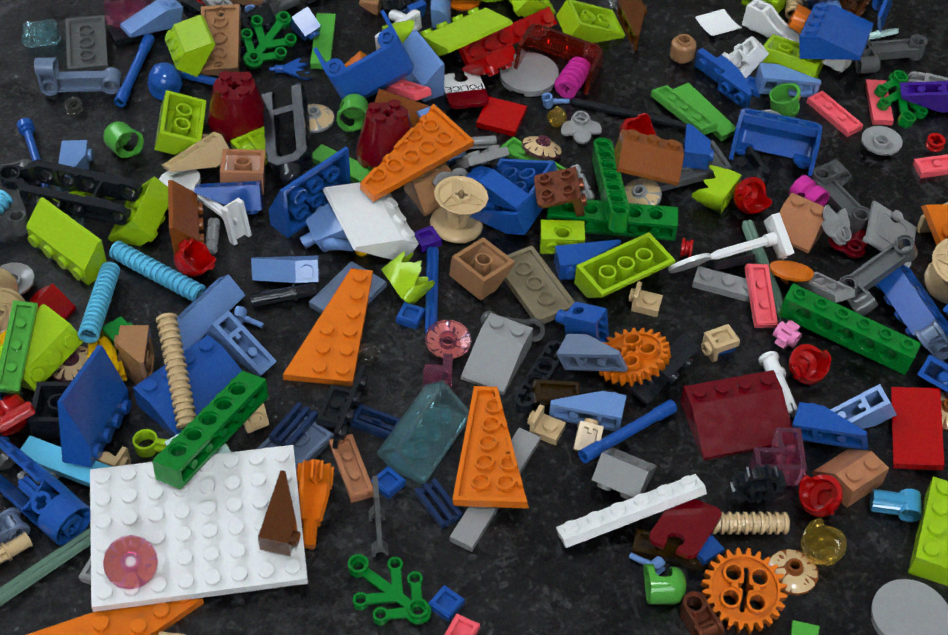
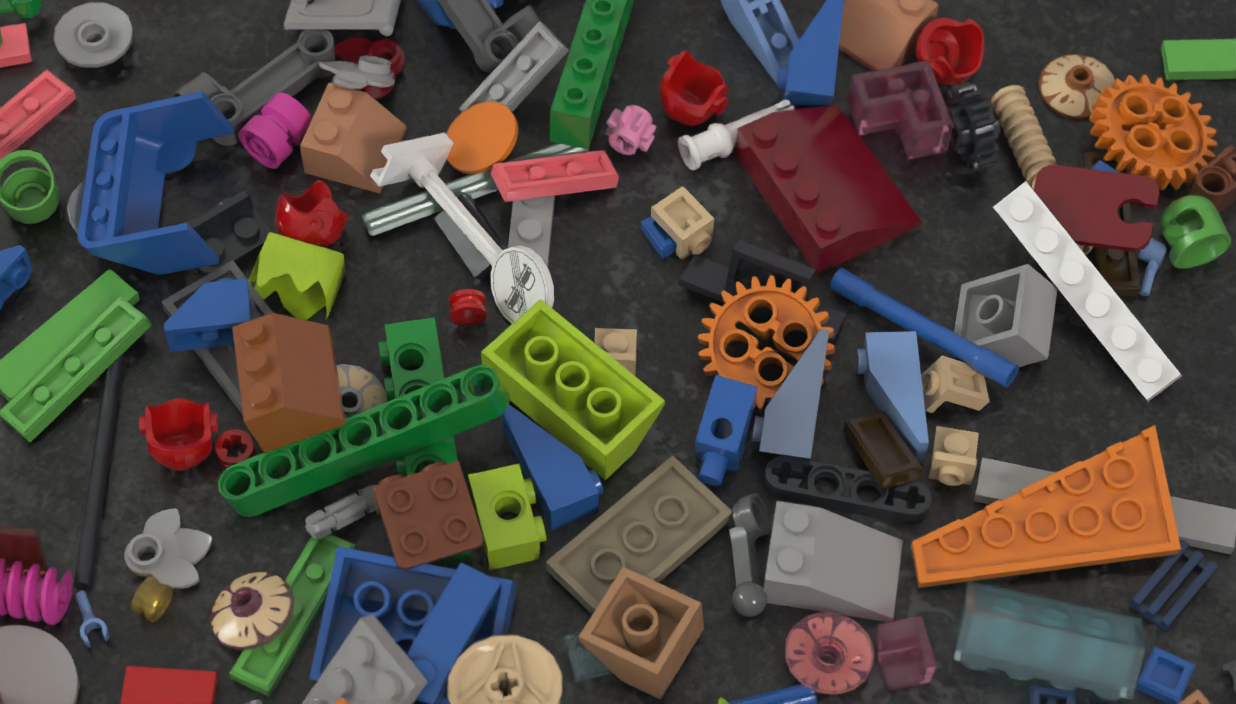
camera: 105 degrees left, 10 degrees up
(823, 543) = (1038, 39): clear yellow cap -> none

